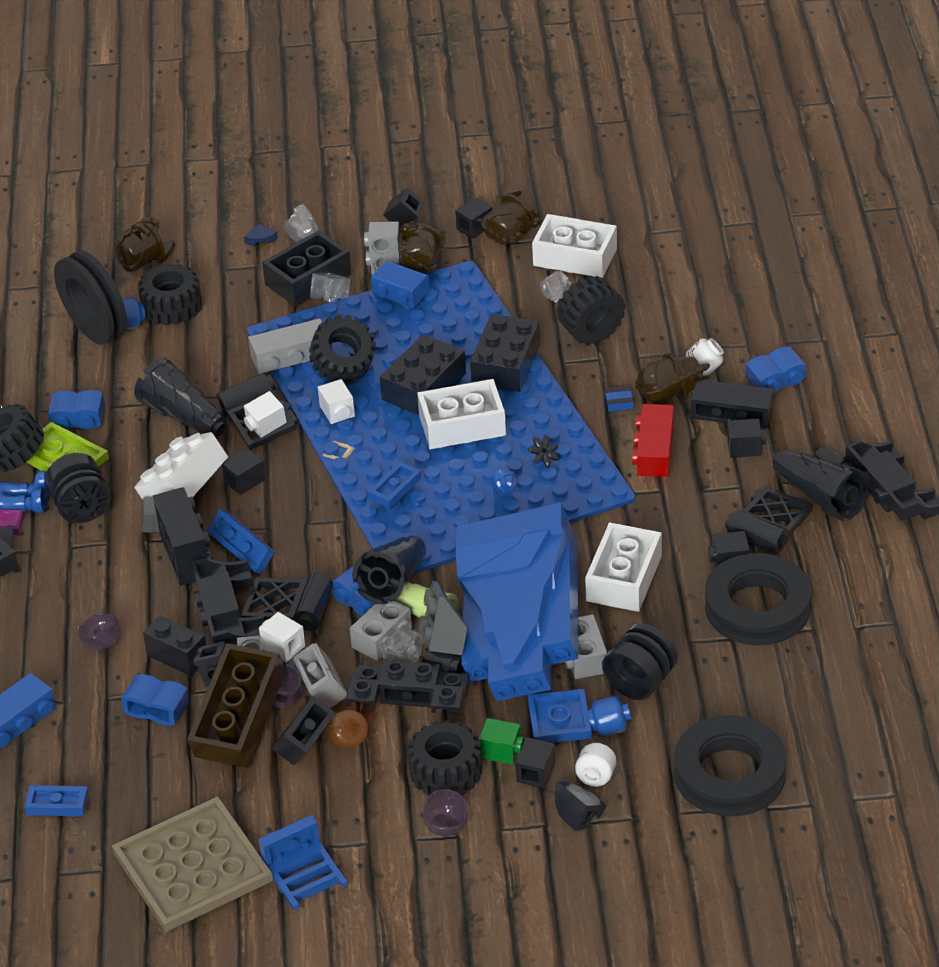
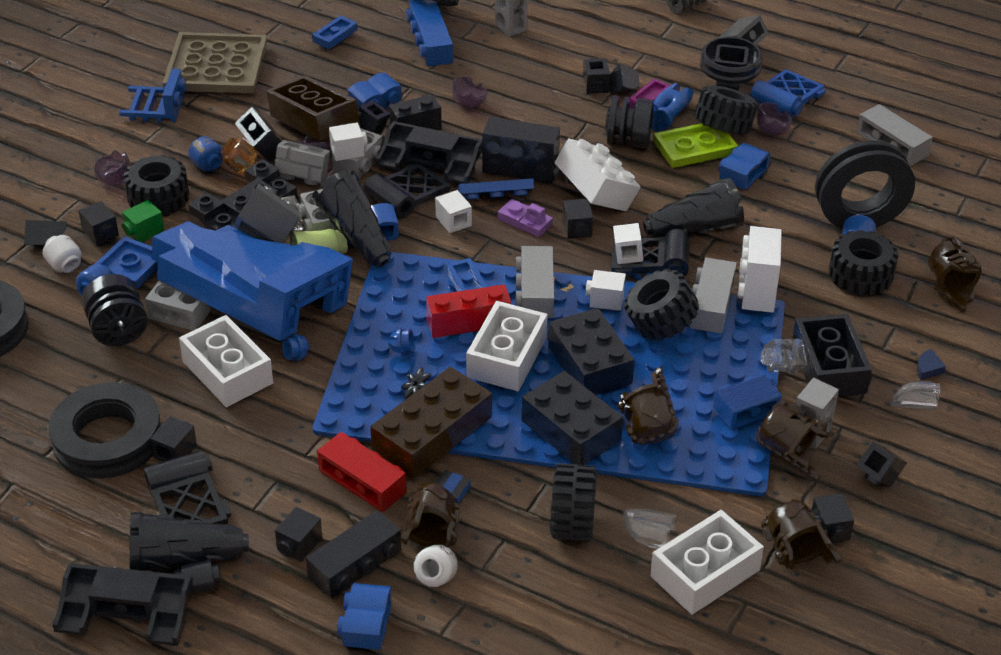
camera: 120 degrees right, 0 degrees up
(237, 318) = (760, 269): none -> white brick
(262, 510) = (527, 218): none -> medium lavender hinge
(300, 549) = (453, 211): none -> white brick
(361, 443) = (535, 279): none -> light grey brick
(362, 759) = (205, 154): none -> blue head
(437, 459) = (462, 310): none -> red brick
(461, 315) = (649, 411): none -> dark brown helmet
(579, 416) = (431, 421): none -> dark brown brick

